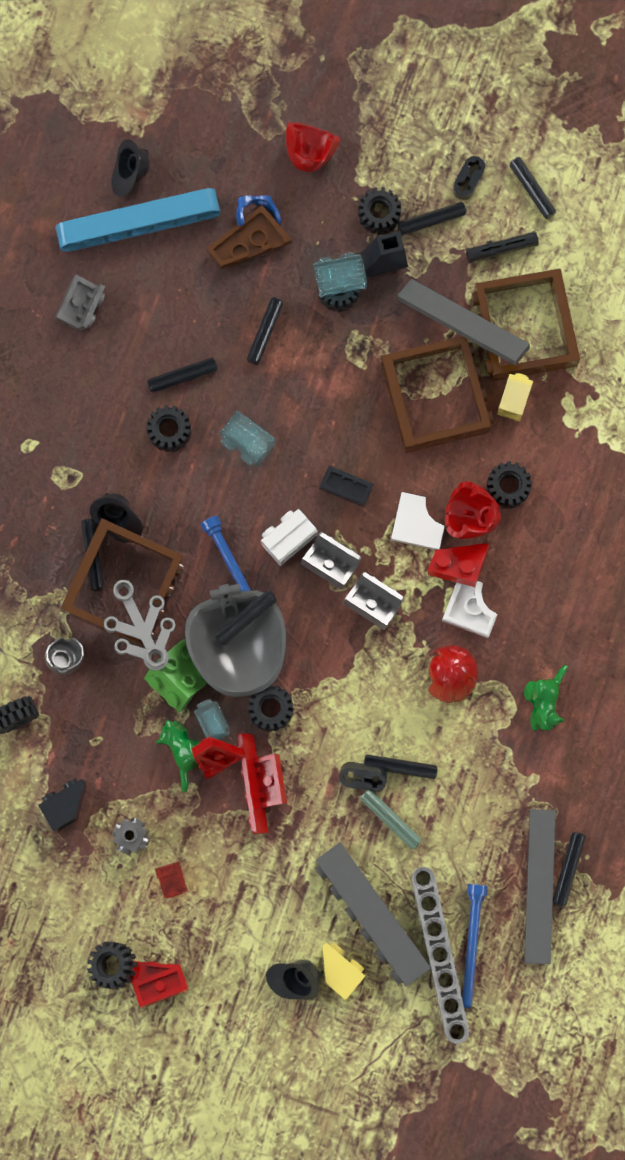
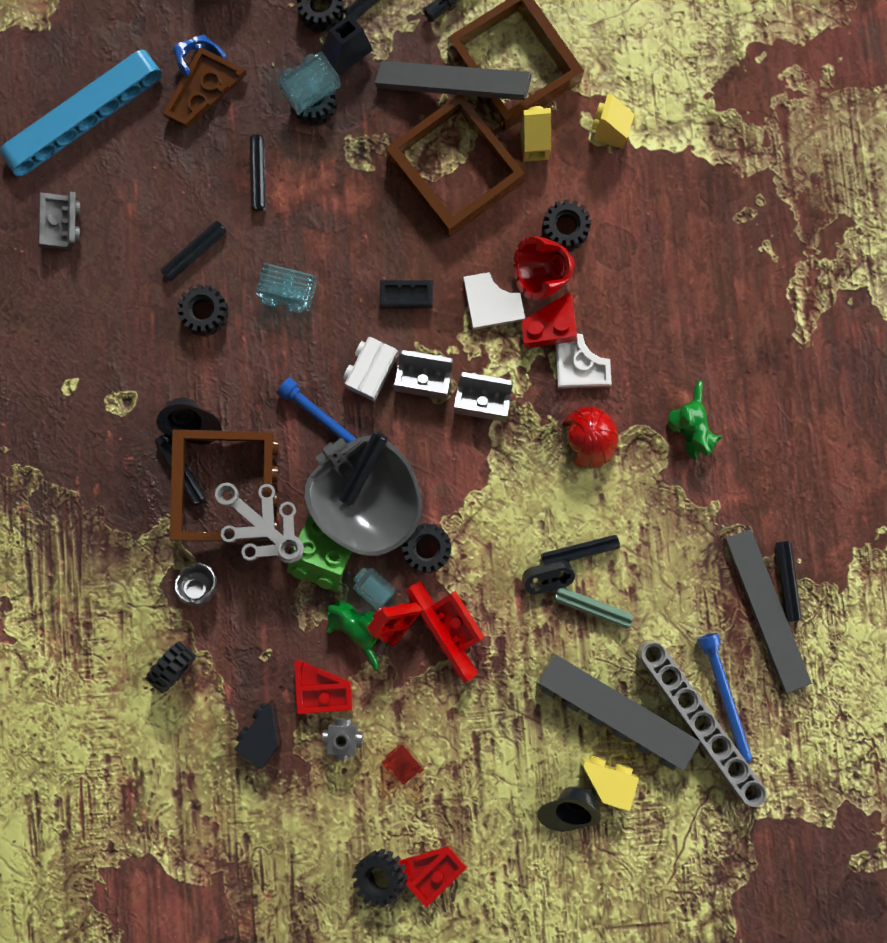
camera: 25 degrees left, 5 degrees up
(129, 168) = (50, 62): black piece -> none
(130, 789) = (320, 690): none -> red wing
(586, 413) = (612, 122): none -> light yellow slope

